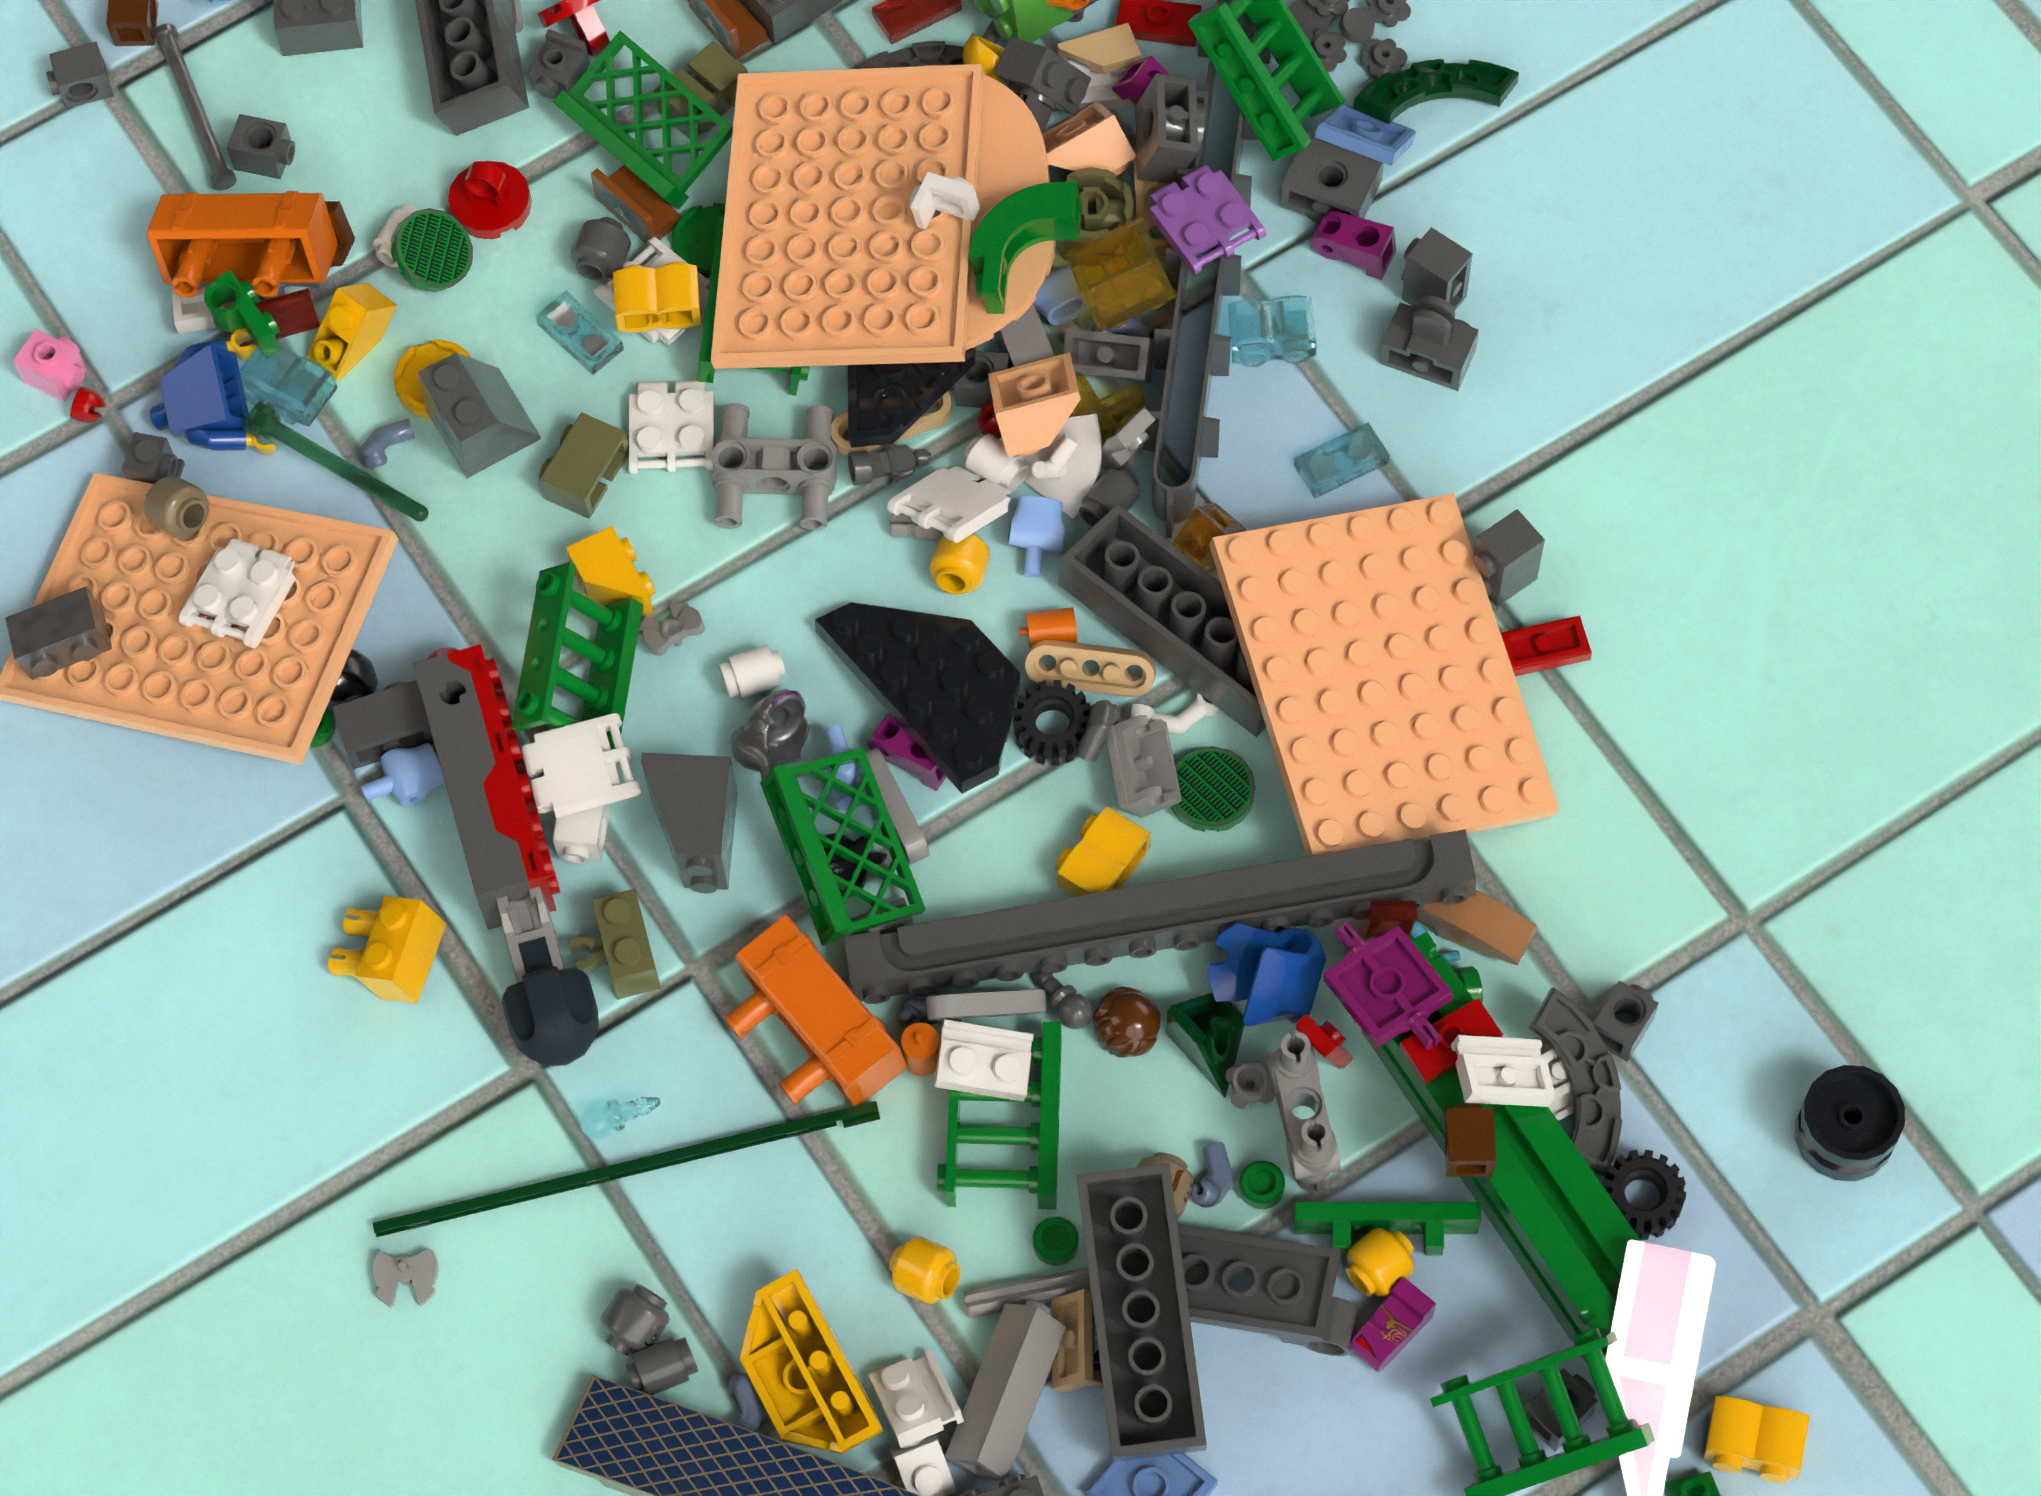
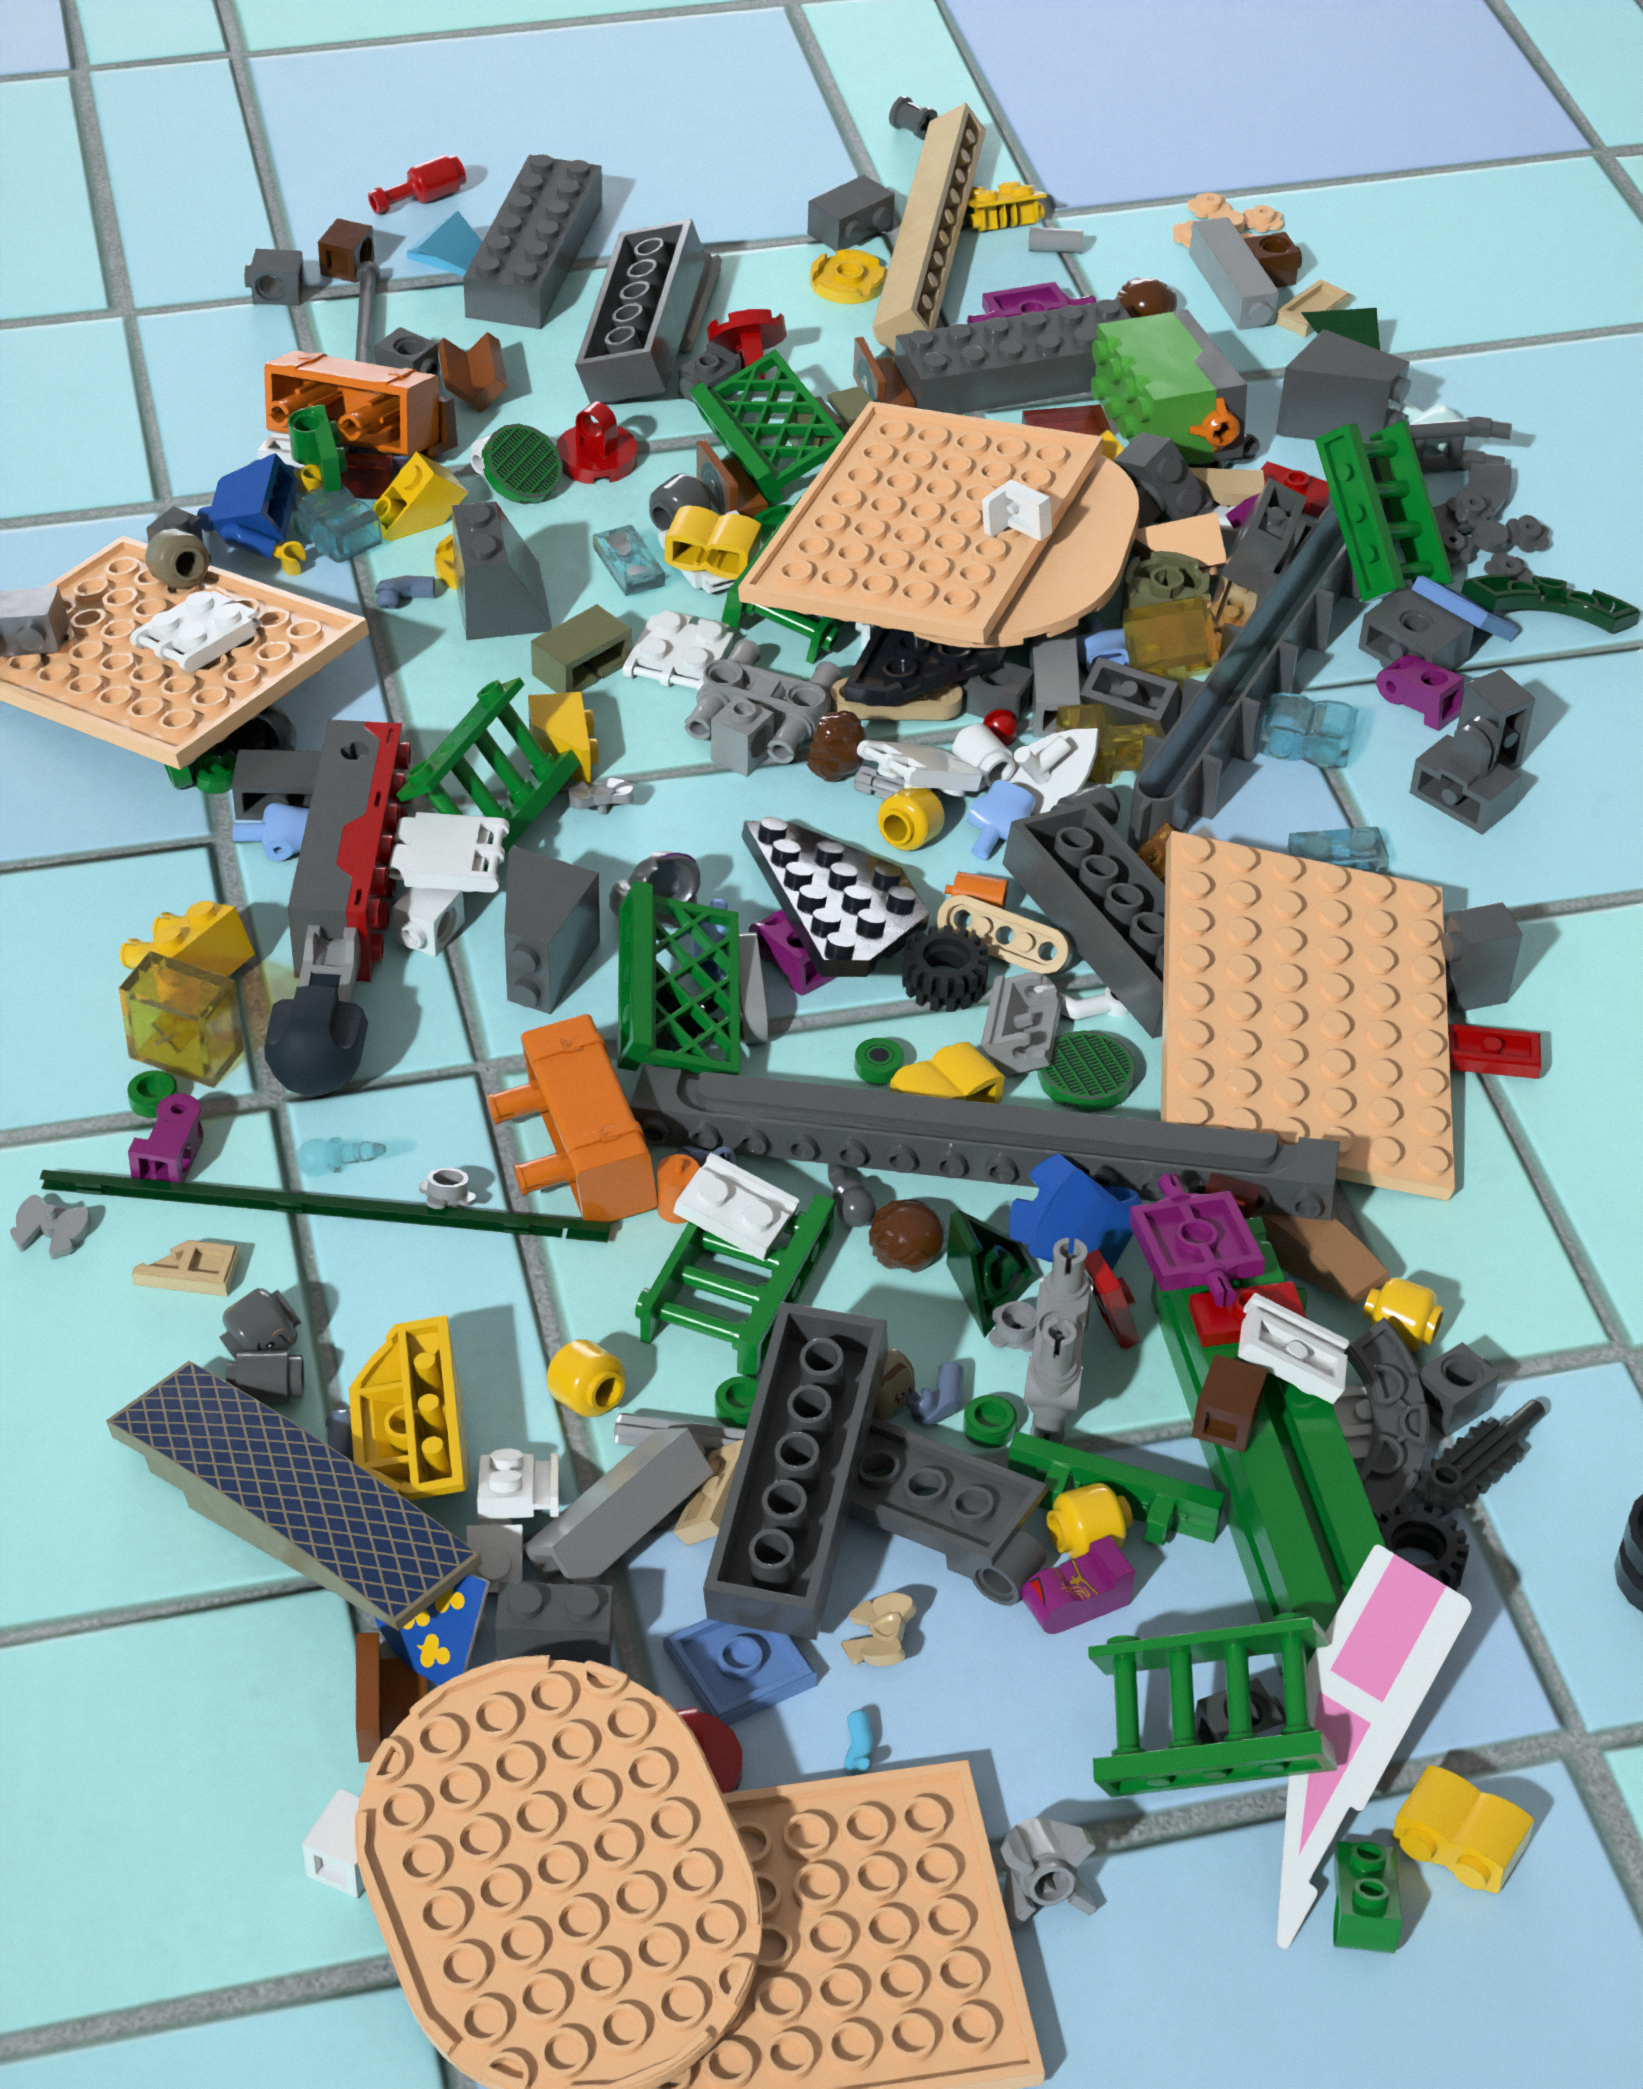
camera: 15 degrees right, 20 degrees down
(50, 365) = (129, 454): bright pink brick -> none
(85, 404) = (144, 492): red hinge -> none
(264, 423) = (296, 533): clear green piece -> none
(331, 138) = (475, 375): none -> dark orange panel
(425, 1030) = (181, 1019): none -> clear yellow brick
(426, 1105) = (148, 1090): none -> green tile
(472, 1156) = (172, 1142): none -> magenta leg
(546, 1274) = (192, 1268): none -> tan tile
(620, 945) = (416, 1016): olive brick -> none
(722, 1110) = (447, 1189): none -> light grey plate
(752, 672) = (658, 837): white brick -> none
(773, 519) = (741, 735): none -> light grey brick
(866, 505) = (835, 746): none -> reddish brown hair
(896, 461) = (886, 728): dark grey piece -> none
(986, 1004) = (763, 1160): light grey beam -> none
(1019, 221) = (1080, 554): green arch -> none
(1032, 842) = (878, 1060): none -> green tile
(1034, 402) = (1034, 704): light nougat slope -> none
(1099, 722) = (986, 975): dark grey arm -> none
(1124, 445) = (1121, 759): light grey slope -> none
(1203, 217) = (1270, 604): medium lavender plate -> none
(1254, 1406) = (887, 1623): none -> tan piece
(1560, 962) = (1409, 1310): none -> yellow head
(1661, 1078) = (1475, 1460): none -> pearl dark grey piece

